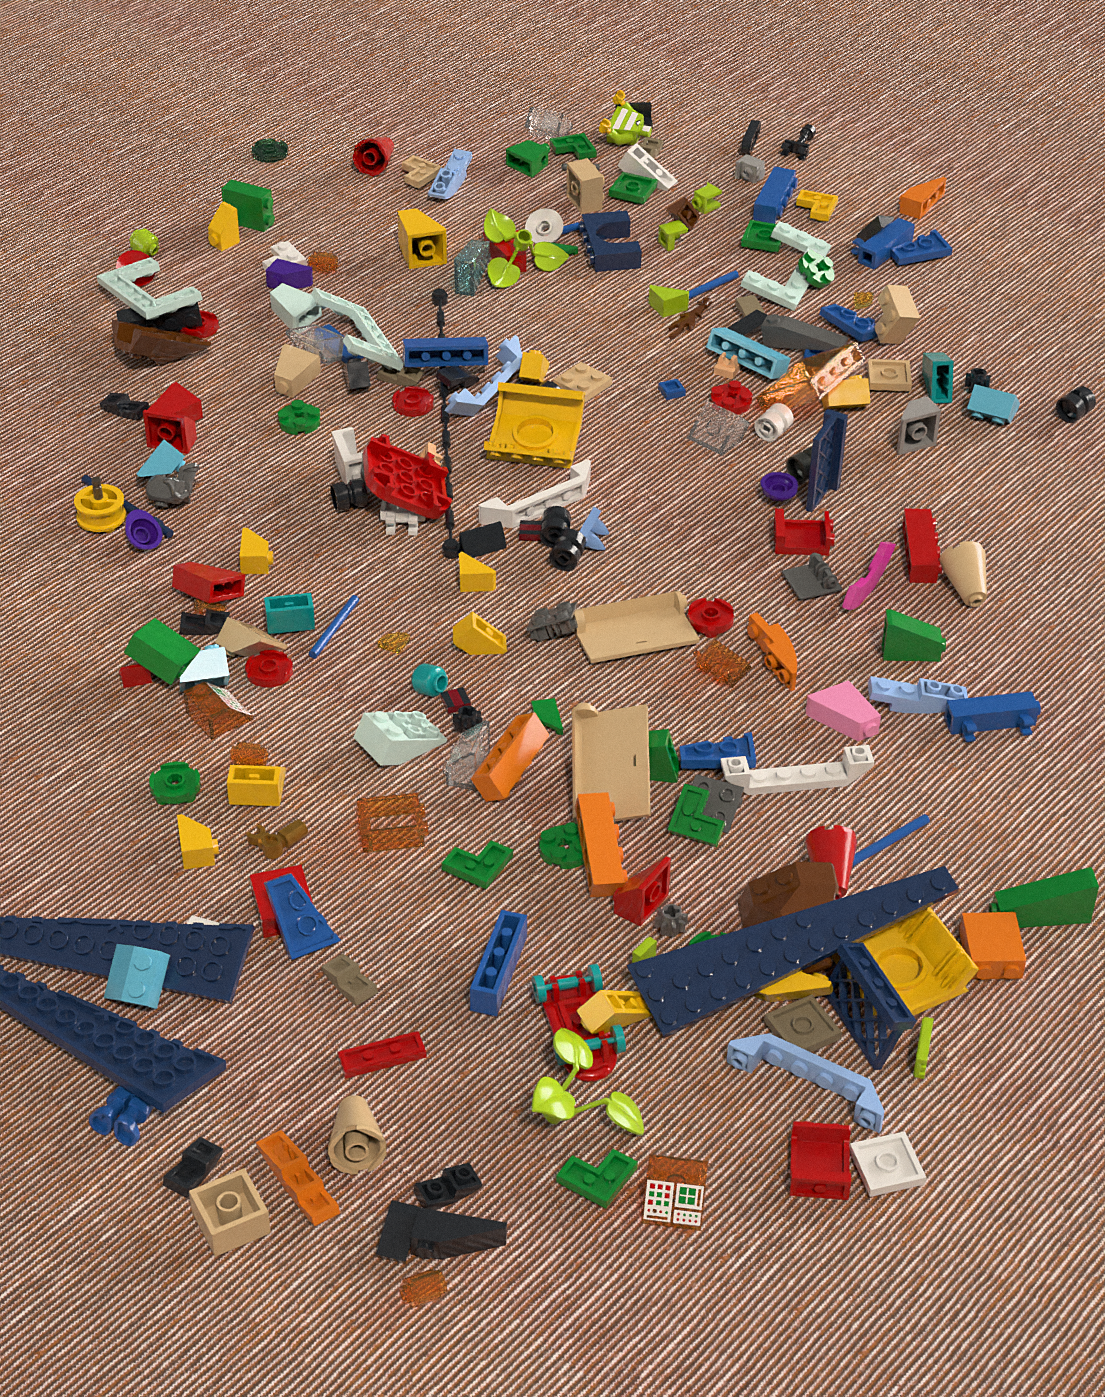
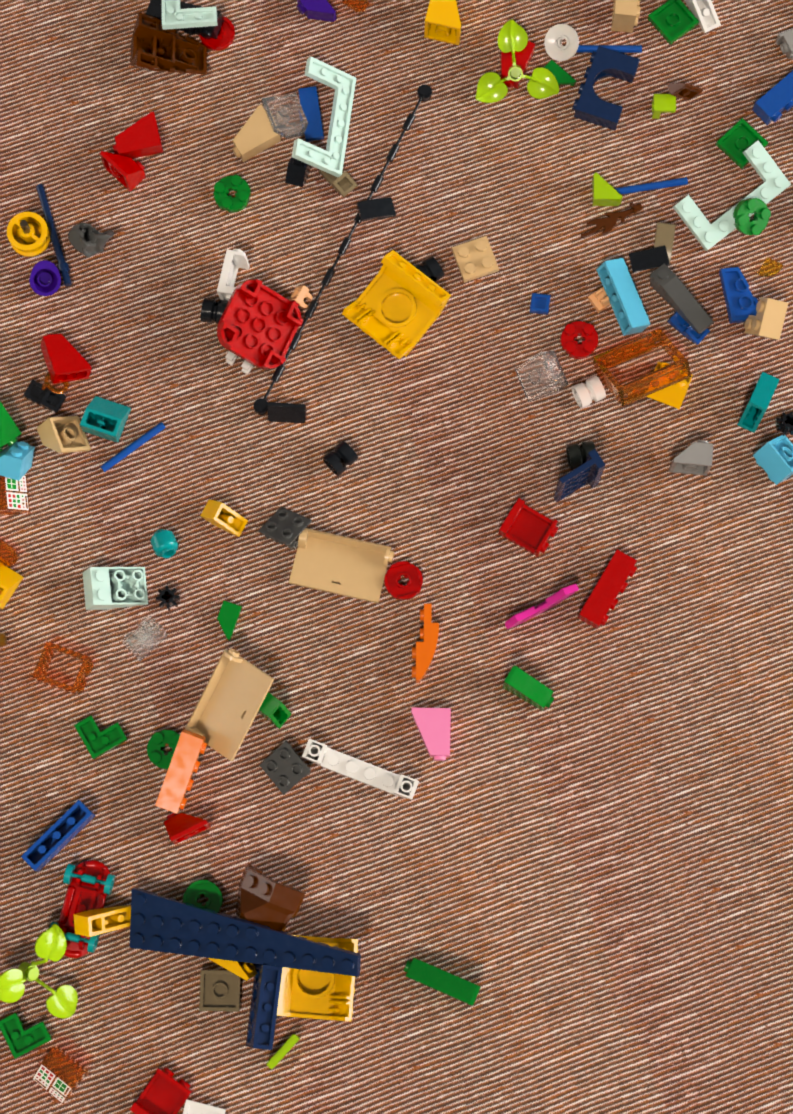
camera: 30 degrees right, 35 degrees up
(122, 406) = (109, 112): black slope -> none
(162, 461) = (95, 207): medium azure slope -> none
(254, 553) = (113, 341): yellow slope -> none
(269, 669) = (65, 468): red tile -> none
(294, 306) = (297, 50): light aqua slope -> none
(394, 641) = (165, 486): clear yellow tile -> none
(413, 401) = (330, 216): red tile -> none
(445, 352) = (377, 181): blue brick -> none
(454, 699) = (174, 569): tile -> none
(469, 405) = (431, 203): light blue slope -> none
(470, 266) = (469, 67): clear light blue slope -> none
(475, 575) = (256, 447): yellow slope -> none
(510, 757) = (172, 653): orange brick -> none
(530, 530) = (331, 416): tile -> none
(533, 366) = (443, 227): yellow slope -> none
(535, 505) = (311, 384): white slope -> none
(553, 522) = (347, 426): black wheel -> none
(593, 526) = (364, 446): medium blue tile -> none
(645, 950) = (156, 877): lime tile -> none
(671, 920) = (194, 862): flat silver gear -> none
(689, 818) = (259, 777): green plate -> none
(703, 198) = (725, 68): lime window -> none
(709, 754) = (322, 722): blue wing -> none
(722, 663) = (377, 636): clear orange bracket -> none
(749, 1051) = (216, 1078): light blue slope -> none
(779, 486) = (542, 470): dark purple piece -> none
(812, 579) = (503, 580): dark grey hinge -> none
(836, 847) = (326, 868): red cone -> none
(889, 375) = (723, 378): tan plate -> none
(890, 839) = (385, 862): blue bar -> none
(925, 697) = (495, 743): light blue slope -> none
(967, 571) = (616, 644): tan cone -> none
(992, 713) = (537, 788): blue brick -> none
(993, 944) = (385, 995): orange brick -> none

